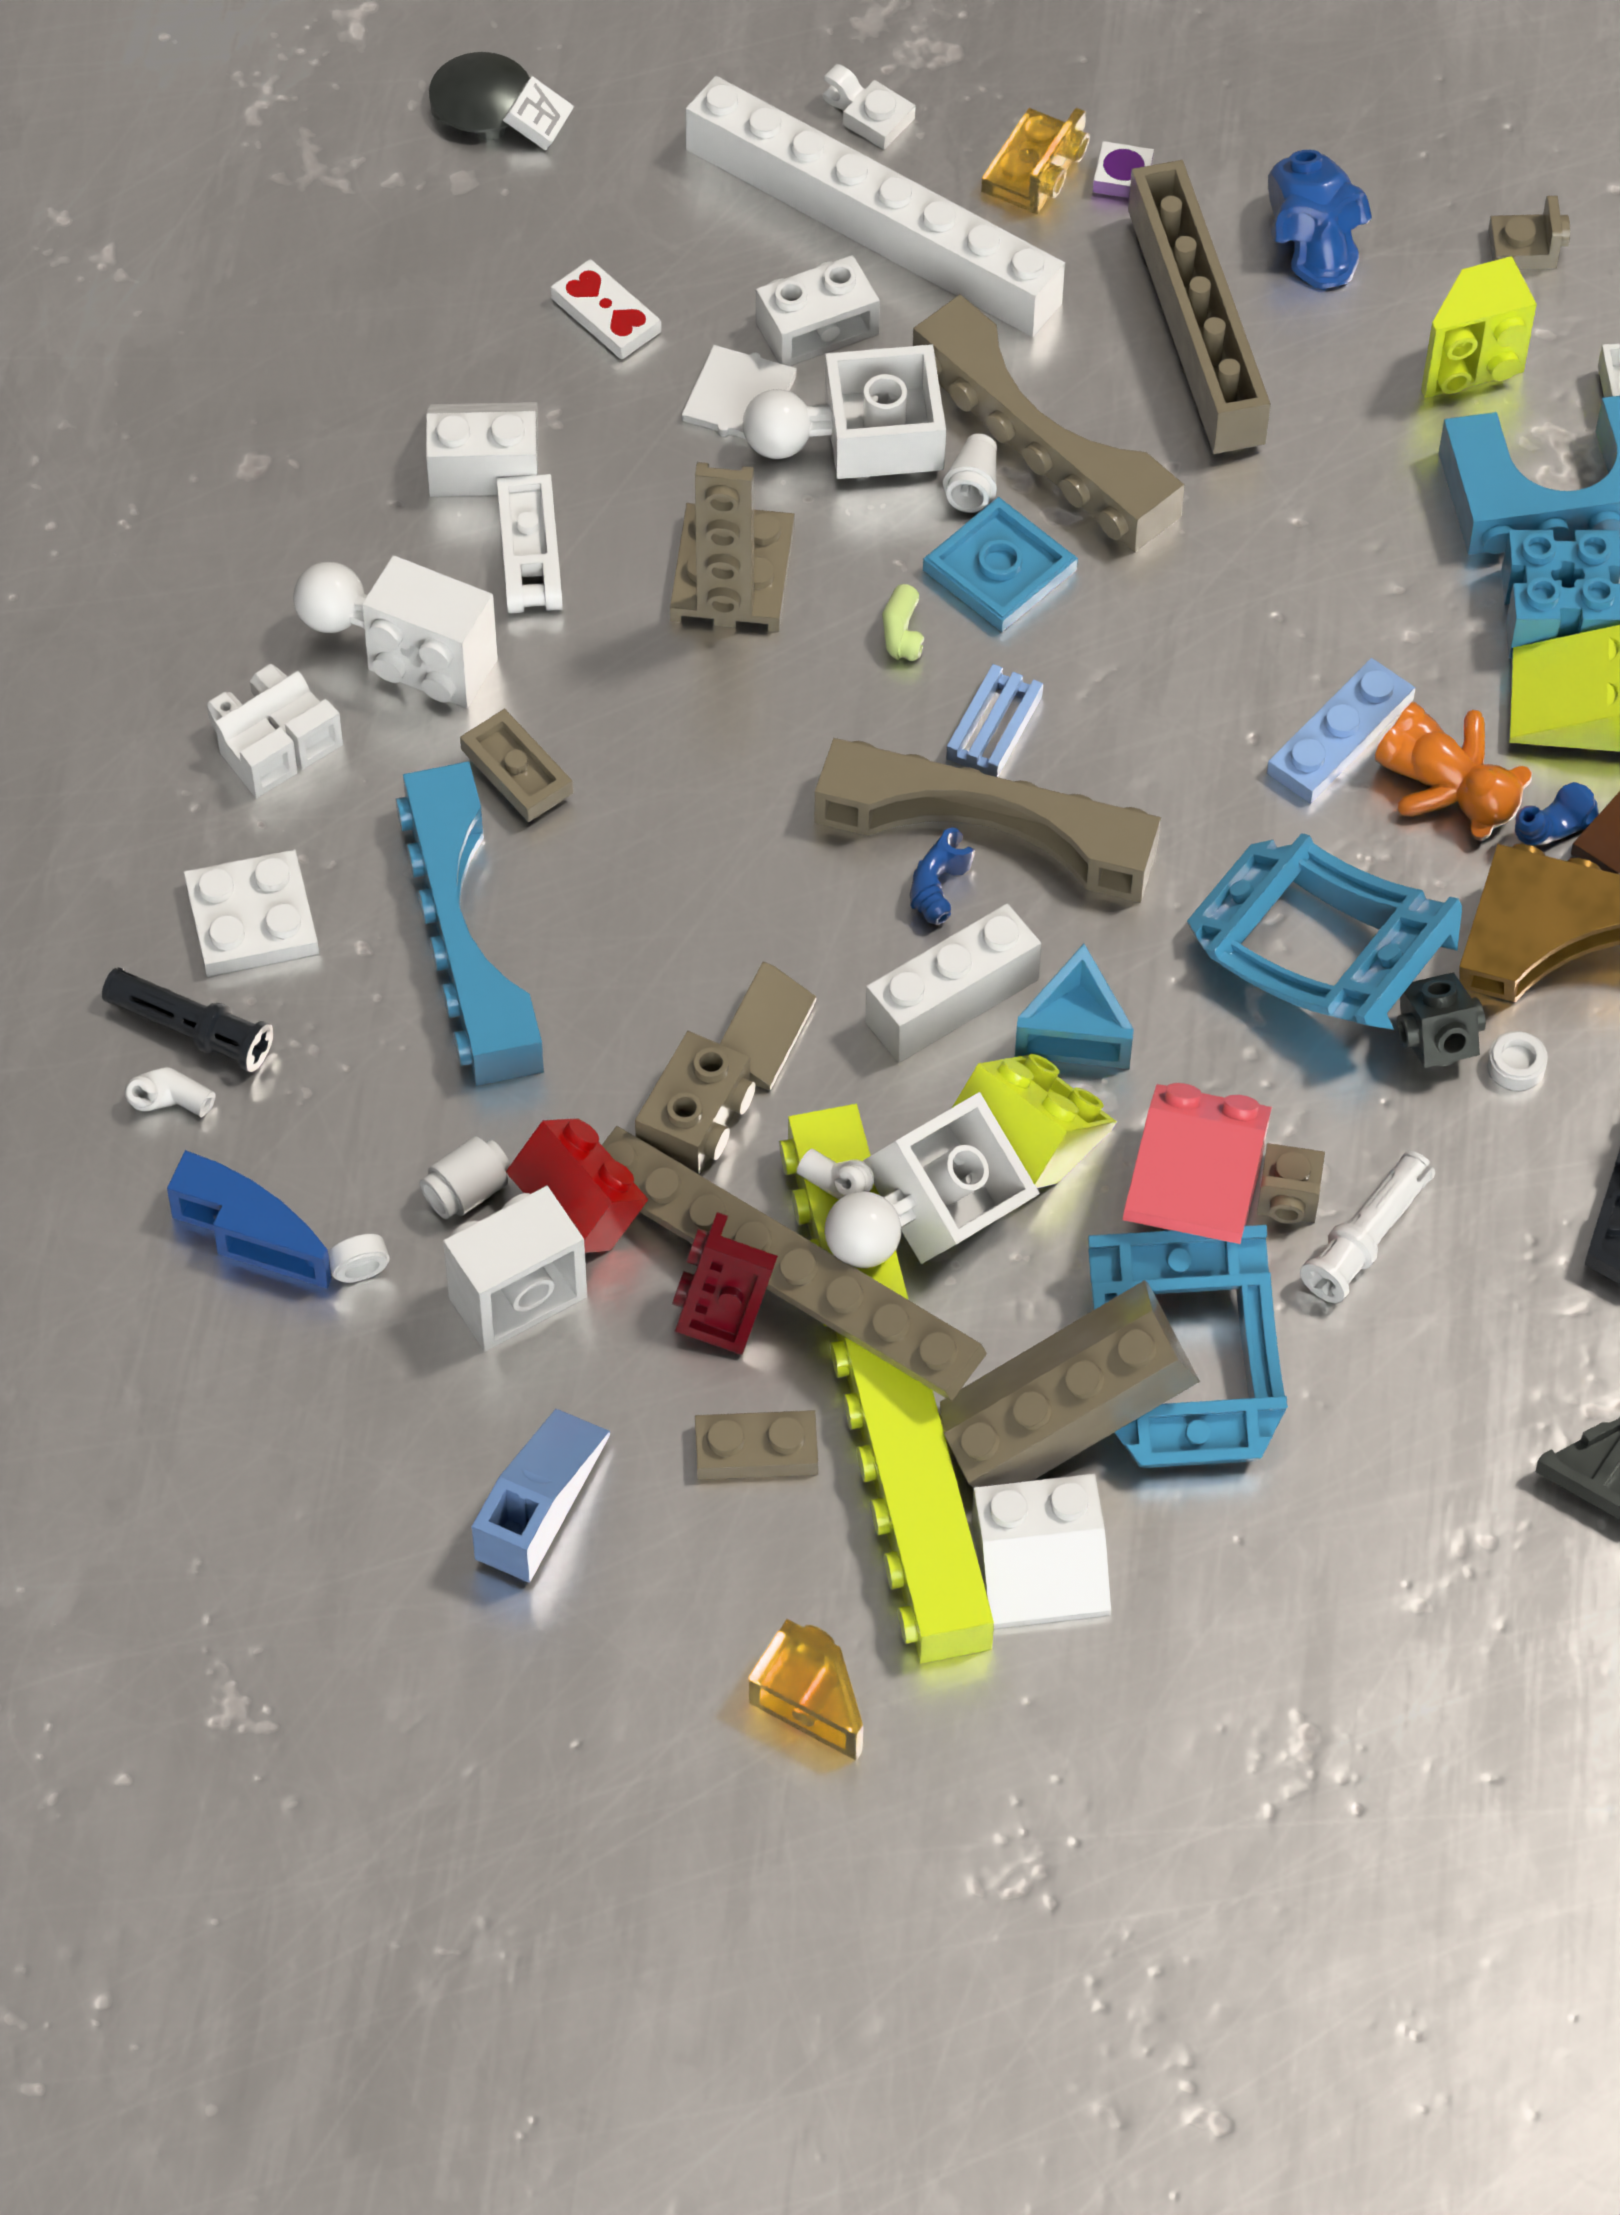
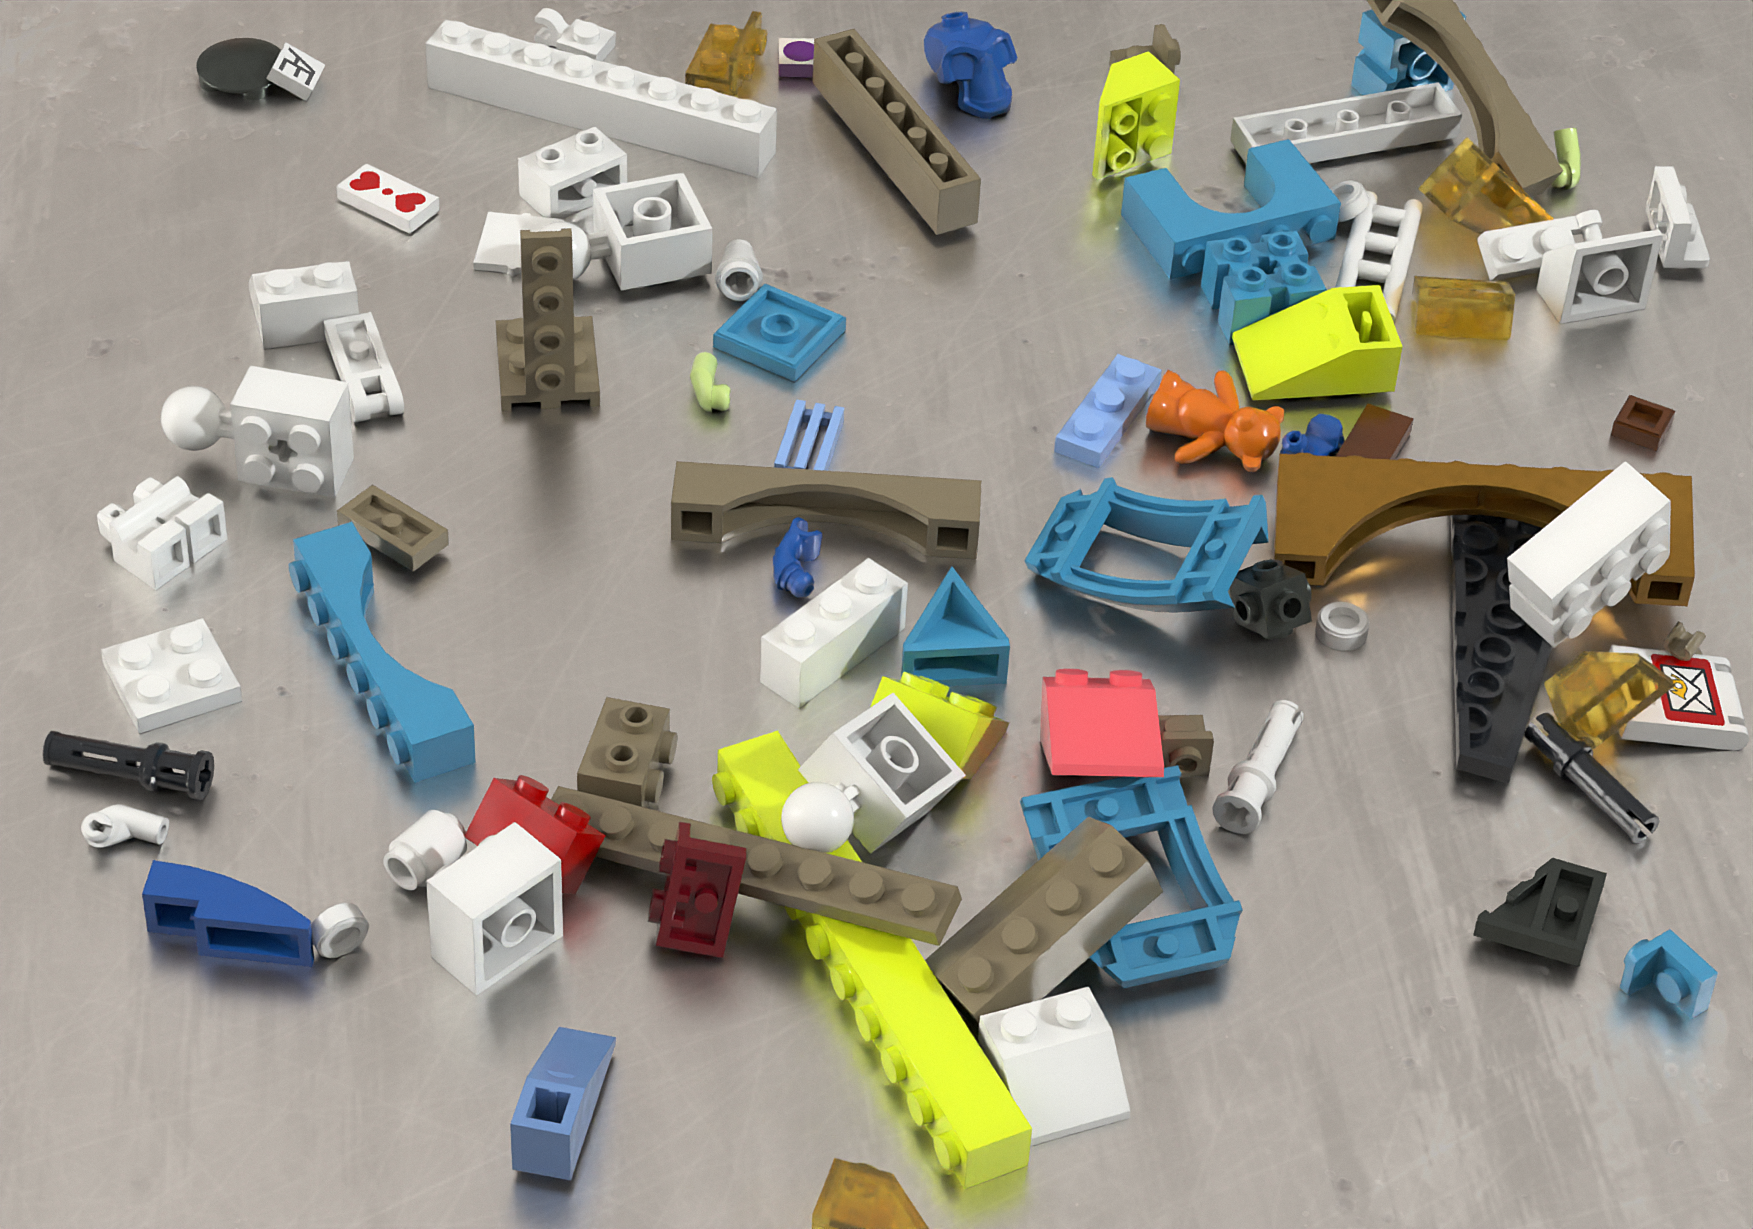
camera: 15 degrees left, 15 degrees down
(756, 1445) = (757, 1028): dark tan plate -> none
(769, 1022) = (678, 683): dark tan slope -> none
(833, 1177) = (776, 786): white arm -> none
(1118, 487) = (859, 261): dark tan arch -> none

